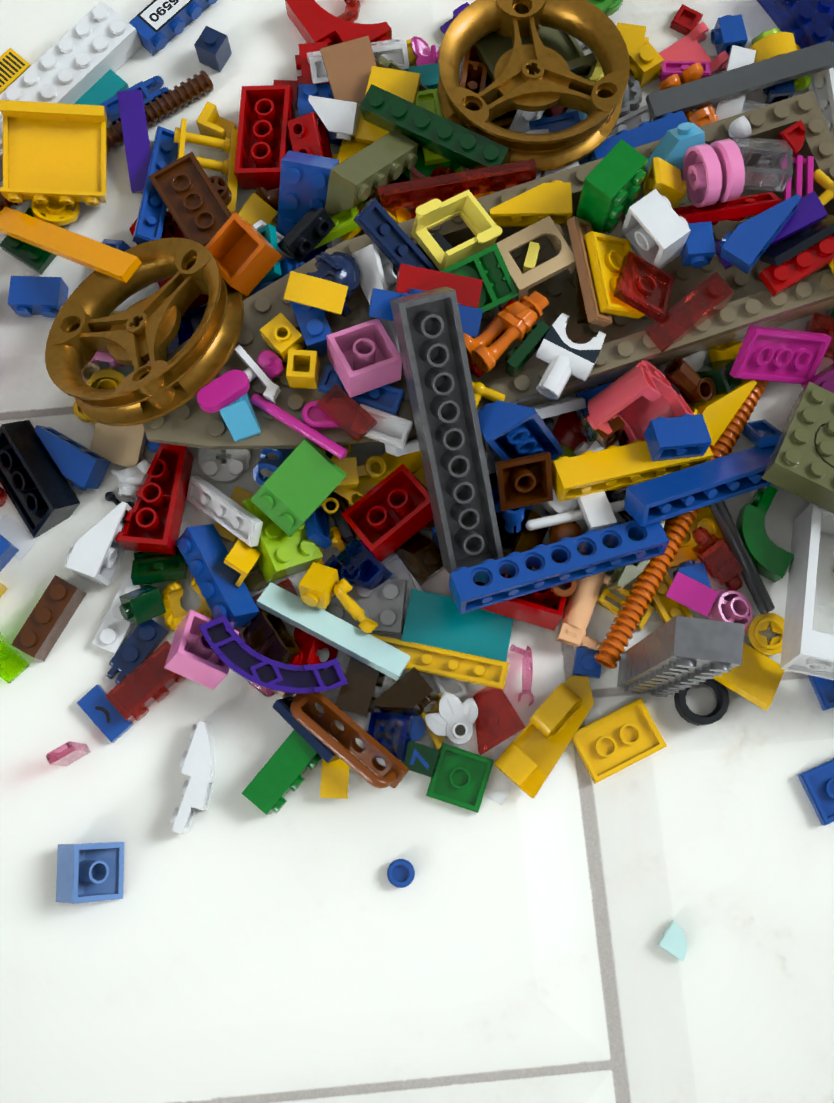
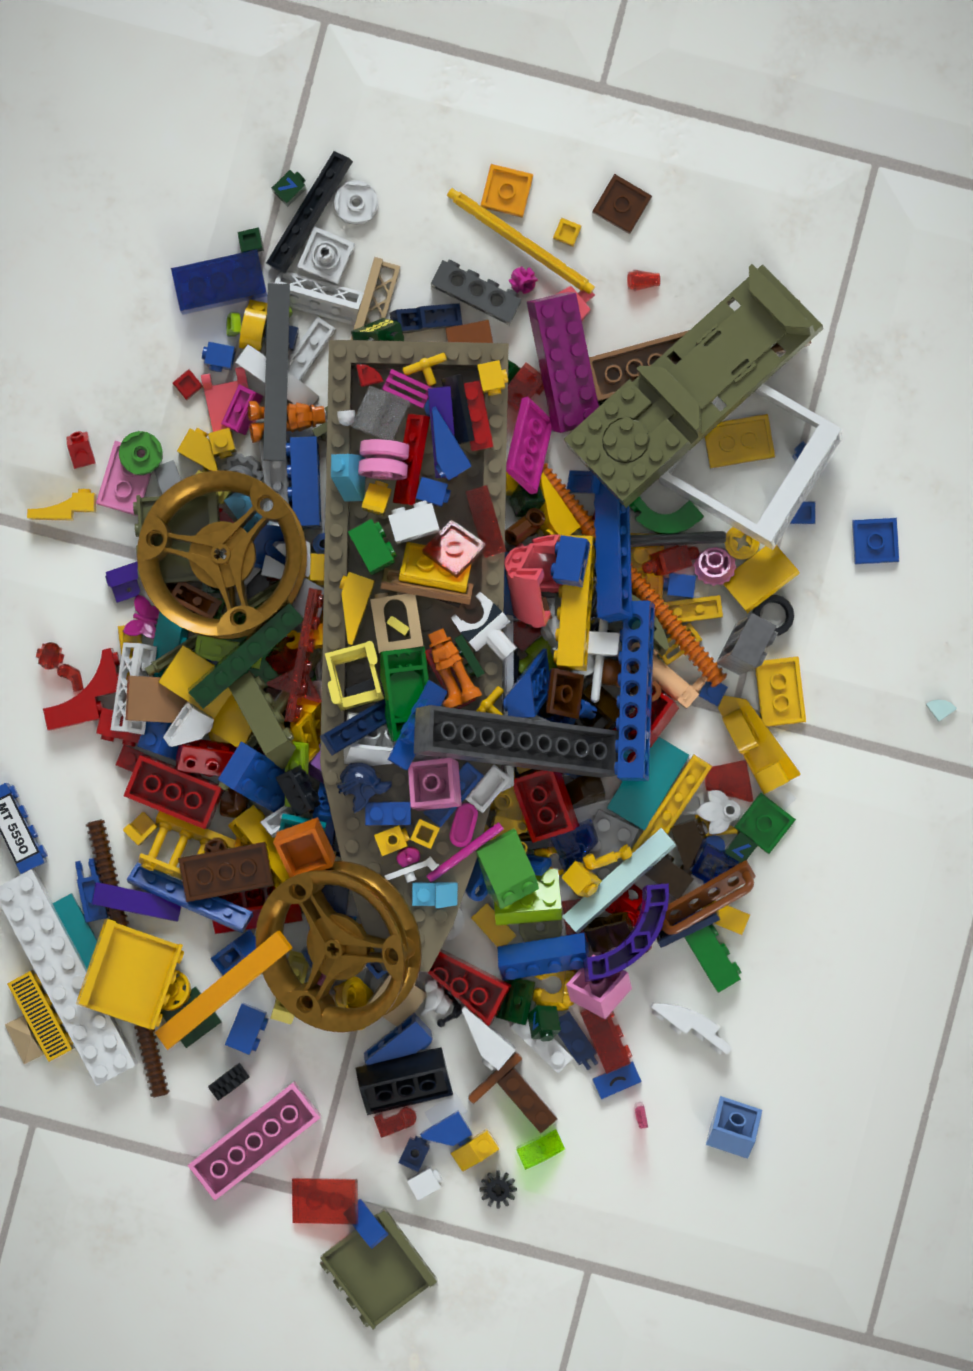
camera: 70 degrees left, 10 degrees up
(64, 574) = (494, 1078): none -> dark orange tile
(213, 48) = (68, 807): dark blue brick -> none
(223, 391) = (420, 900): dark pink tile -> none
(224, 510) = (493, 933): white tile -> none
(242, 559) = (541, 932): yellow panel -> none
(315, 292) = (377, 804): yellow slope -> none
(346, 413) = (470, 812): clear red tile -> none
(400, 873) = (818, 893): blue tile -> none
(466, 288) = (400, 707): red tile -> none
(527, 671) = (703, 742): clear pink piece -> none
(692, 594) = (691, 592): dark pink sticker -> none

